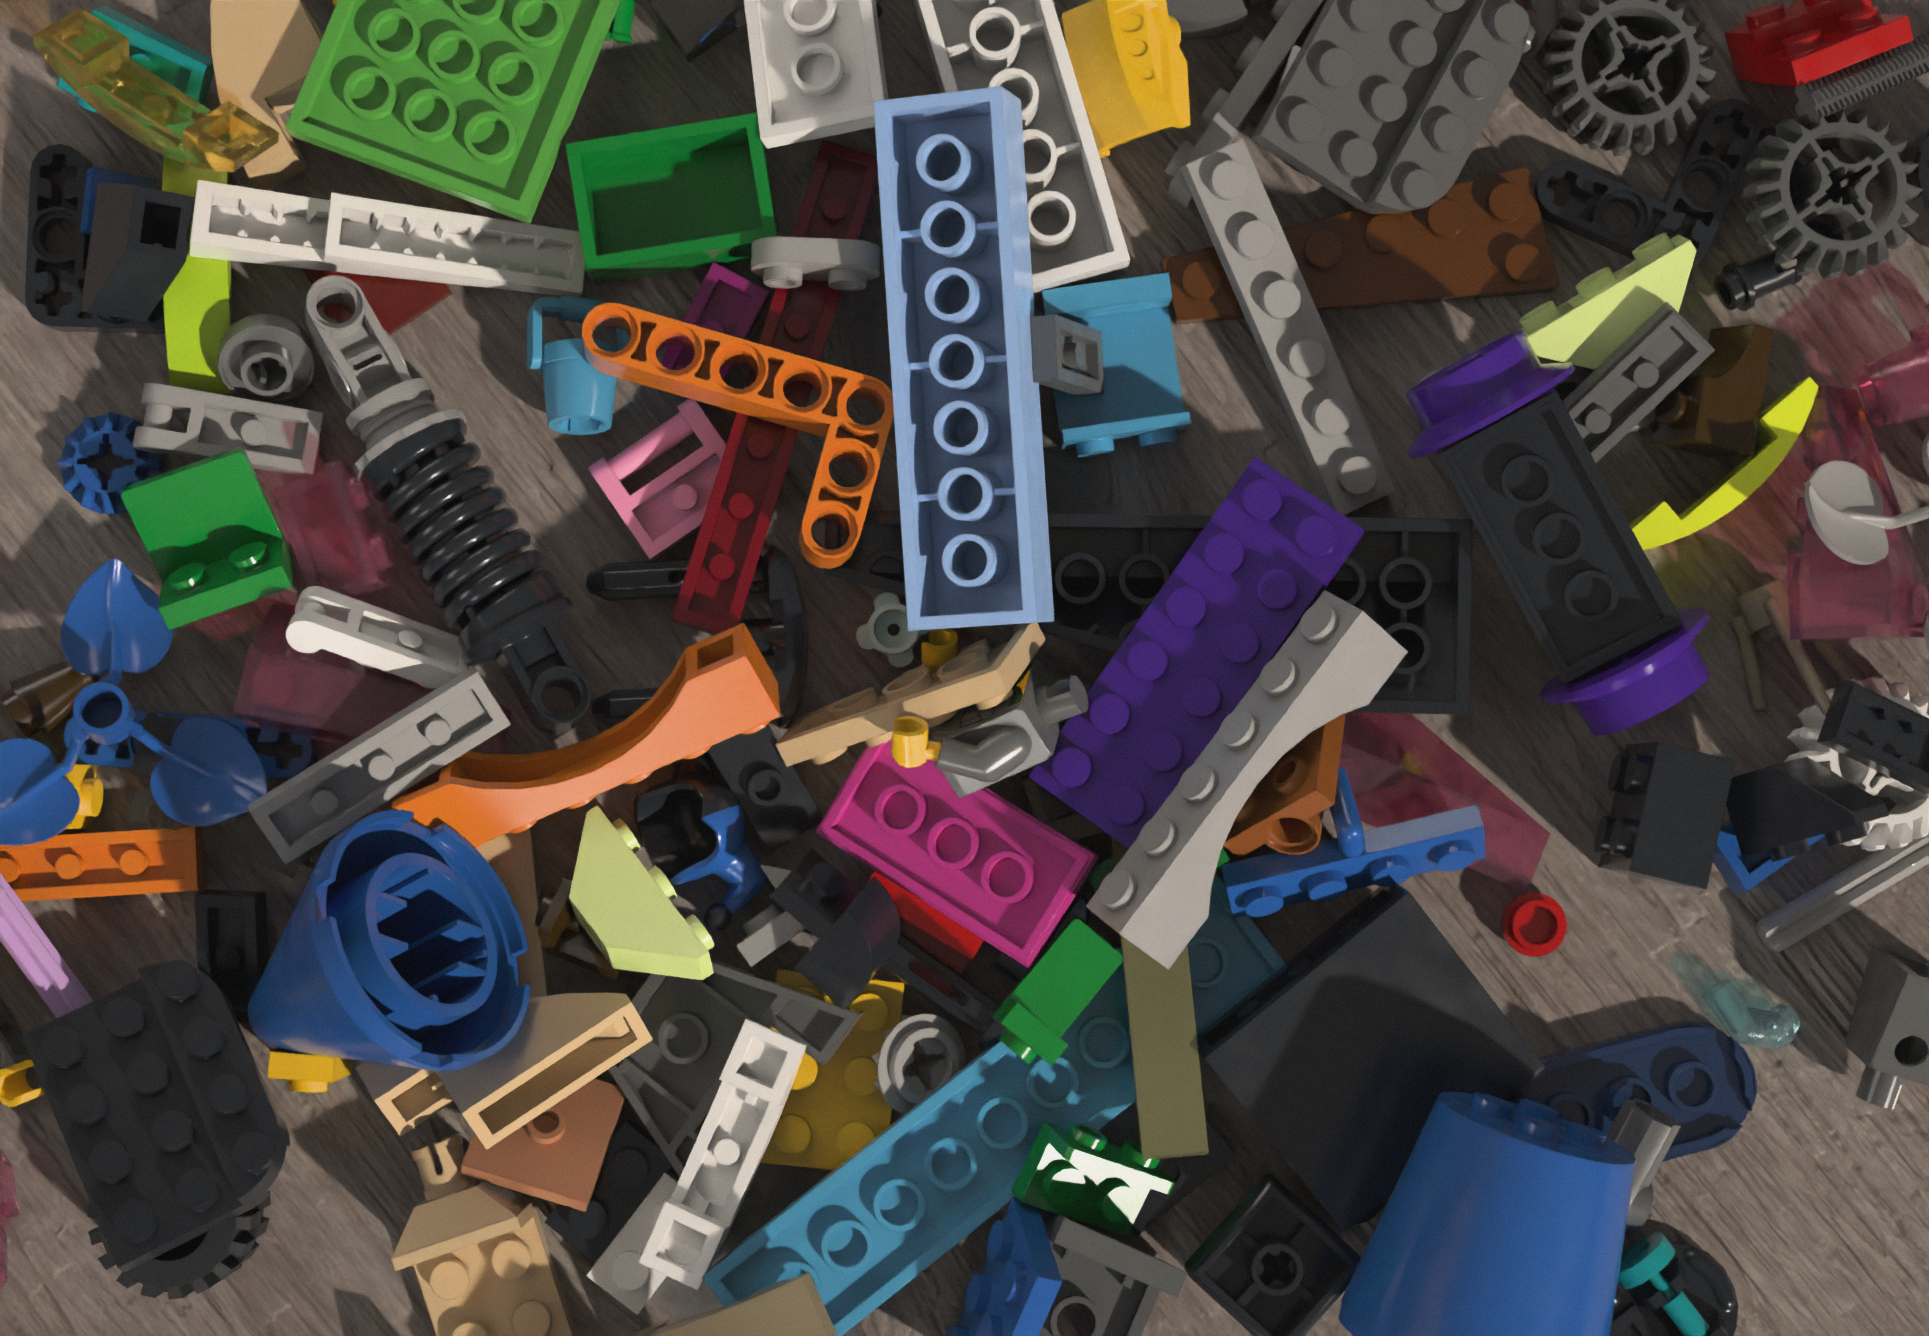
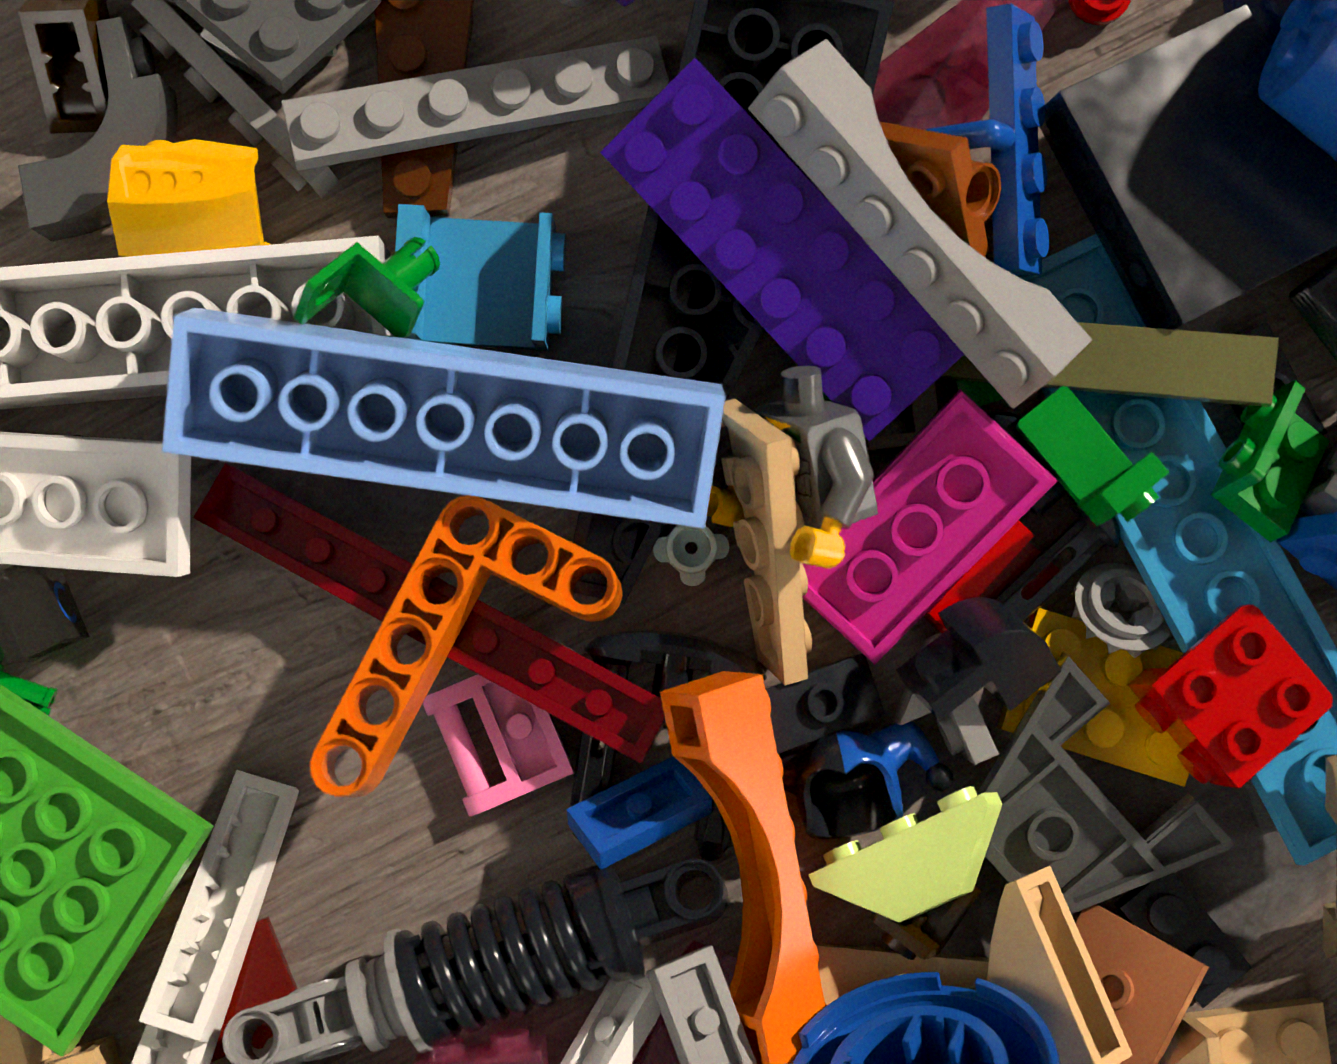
camera: 75 degrees left, 0 degrees up
(575, 393) = (394, 814): dark azure piece -> none
(618, 1266) = (1244, 909): white plate -> none
(624, 628) = (638, 811): none -> blue plate
(671, 198) = (219, 677): green piece -> none
(723, 305) = (337, 648): magenta plate -> none
(724, 1154) = (1184, 819): white slope -> none
(841, 262) = (306, 568): light grey plate -> none
(851, 1181) = (1232, 699): none -> red bracket
(1066, 355) = (459, 319): dark grey plate -> none
(1077, 269) = (377, 287): none -> green bracket

